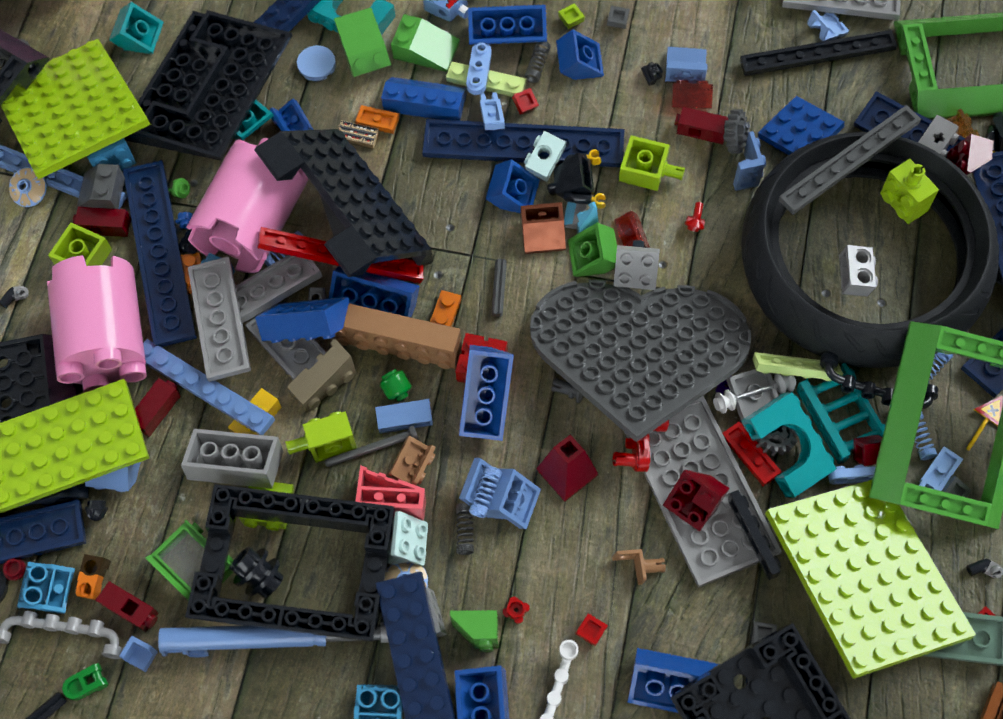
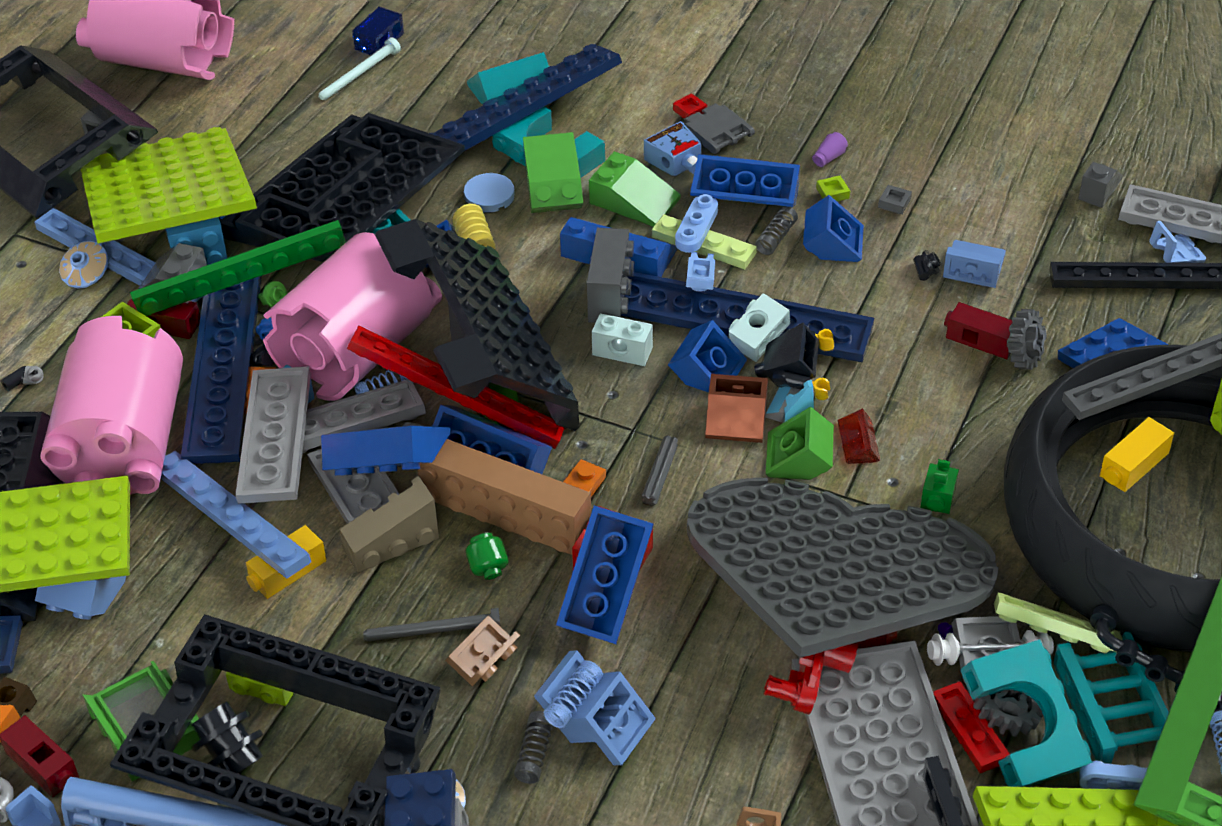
camera: 10 degrees right, 20 degrees down
(96, 509) = (39, 632): black plate -> none
(136, 29) = (275, 125): teal slope -> none
(151, 180) = (238, 268): none -> green plate
(156, 405) = (160, 526): dark red brick -> none
(232, 458) = (240, 595): light grey brick -> none
(314, 105) = (471, 223): none -> light yellow piece
(325, 437) = (373, 596): lime brick -> none
(359, 134) = (524, 274): tile -> none
(377, 118) = (549, 260): orange plate -> none
(382, 490) = (463, 690): coral wedge -> none
(403, 415) = (482, 593): medium blue piece -> none
(408, 540) = (449, 741): light aqua bracket -> none
(429, 133) = (609, 273): none -> dark grey brick
(447, 182) = (622, 339): none -> light aqua brick
(525, 101) = (749, 269): red plate -> none
(567, 389) = (730, 604): dark grey pin -> none
(567, 468) = (699, 695): dark red slope -> none
(636, 266) = (852, 467): light grey plate -> none
(647, 163) = (896, 358): lime brick -> none
(692, 95) = (978, 293): clear red bracket -> none
(695, 222) = (948, 437): red plate -> none
(695, 498) = (875, 760): dark red slope -> none
(696, 267) = (939, 487): none -> green brick
(750, 170) = (1035, 379): medium blue bracket -> none
(836, 236) = (1136, 454): none -> yellow brick
(855, 265) = (1160, 498): light grey brick -> none
(867, 449) = (1139, 746): dark red brick -> none

